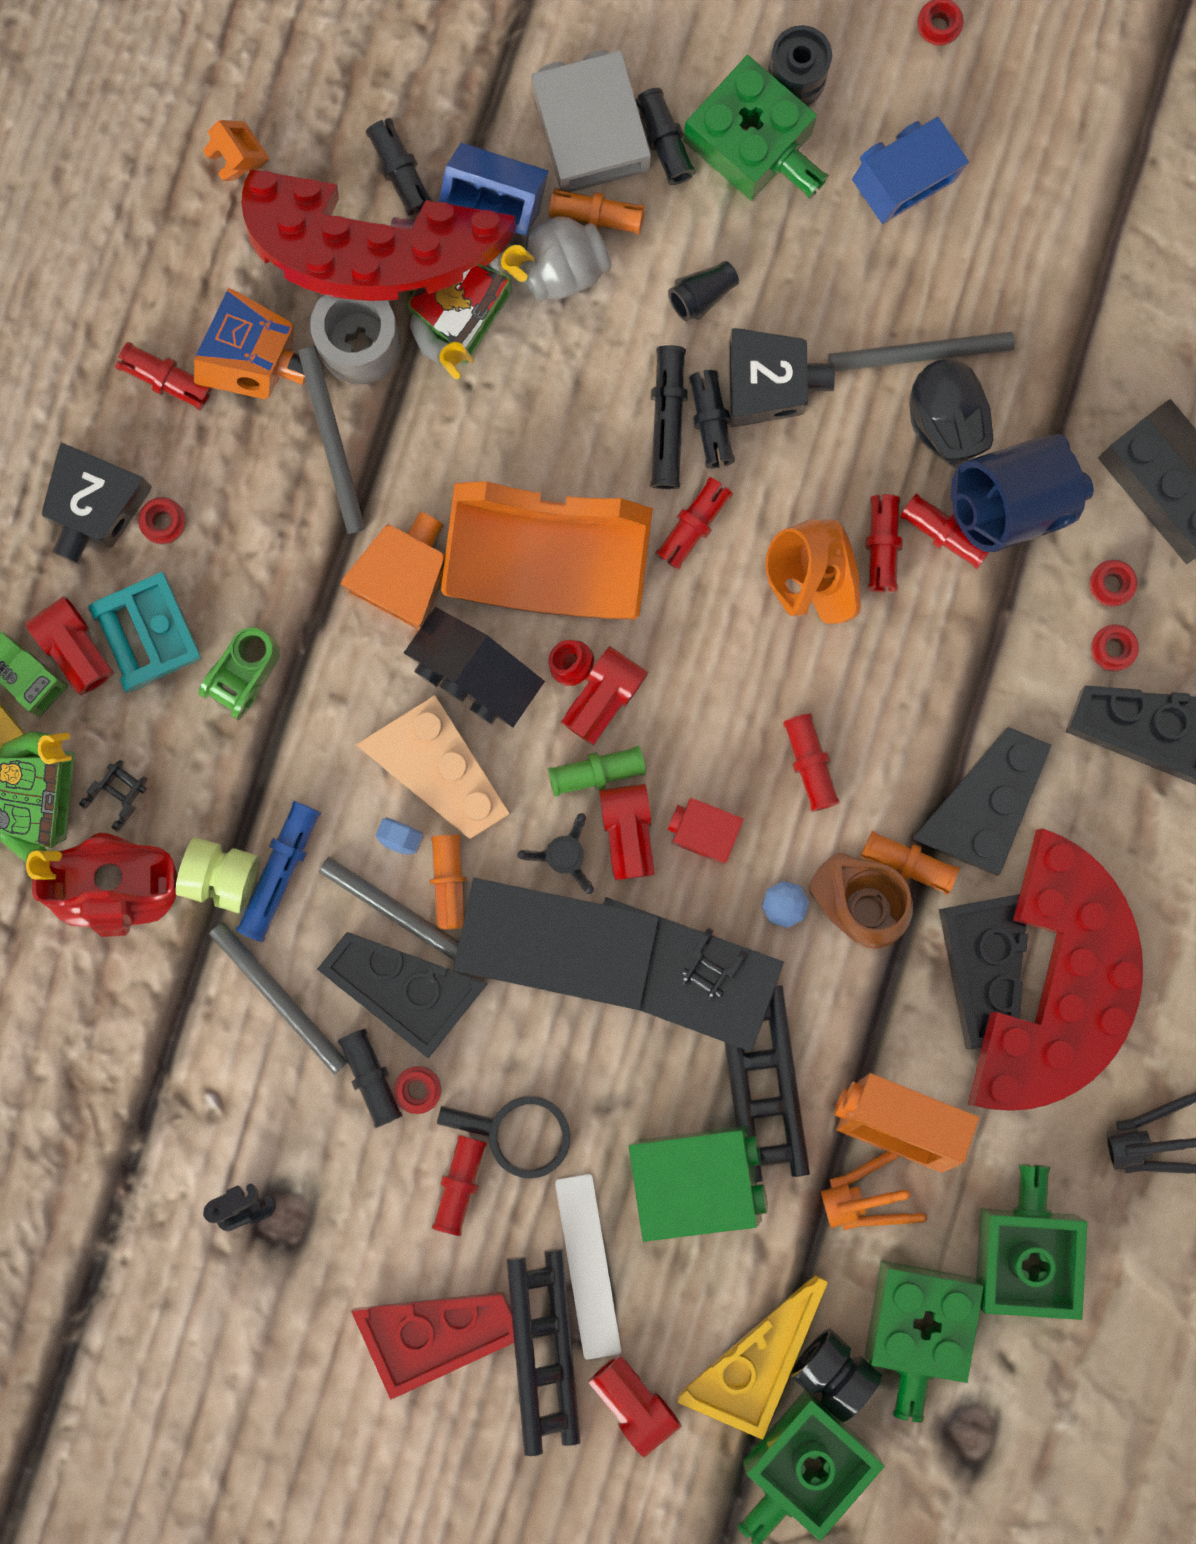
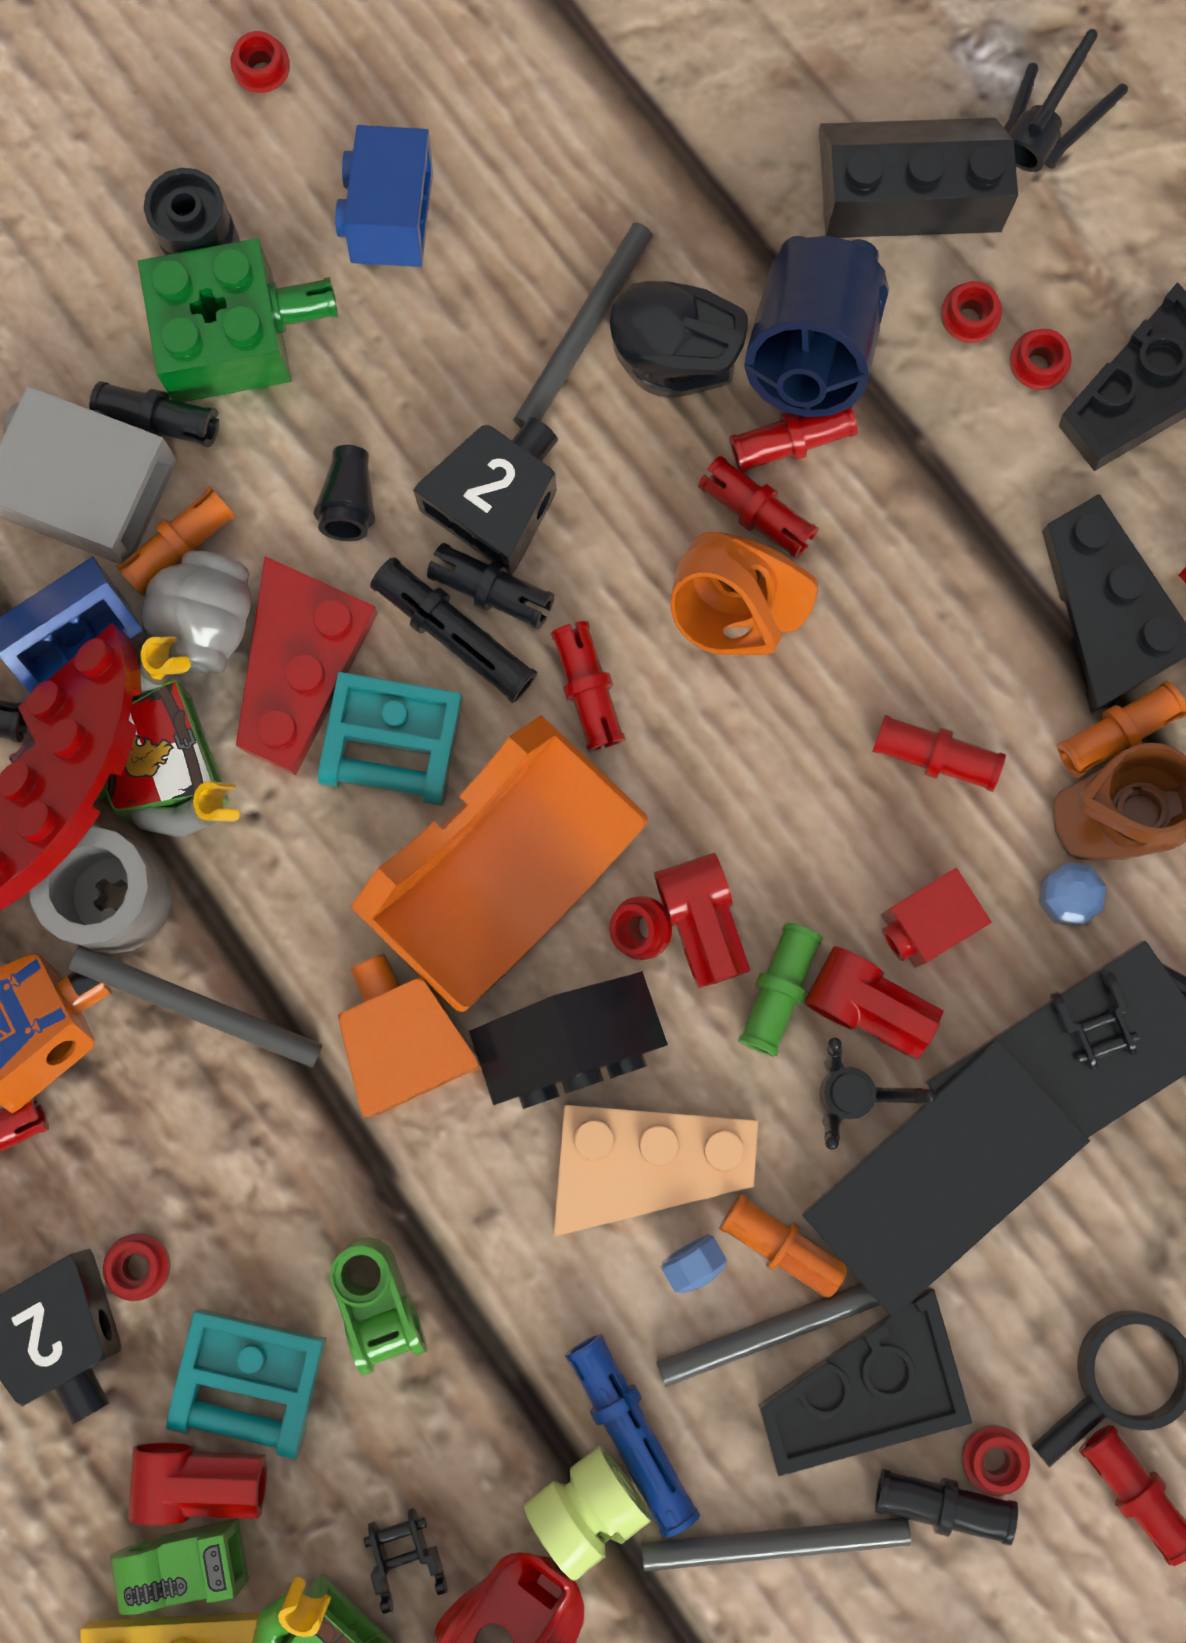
camera: 50 degrees left, 5 degrees down
(578, 341) = (297, 648): none -> red wing
(587, 423) = (396, 718): none -> teal plate

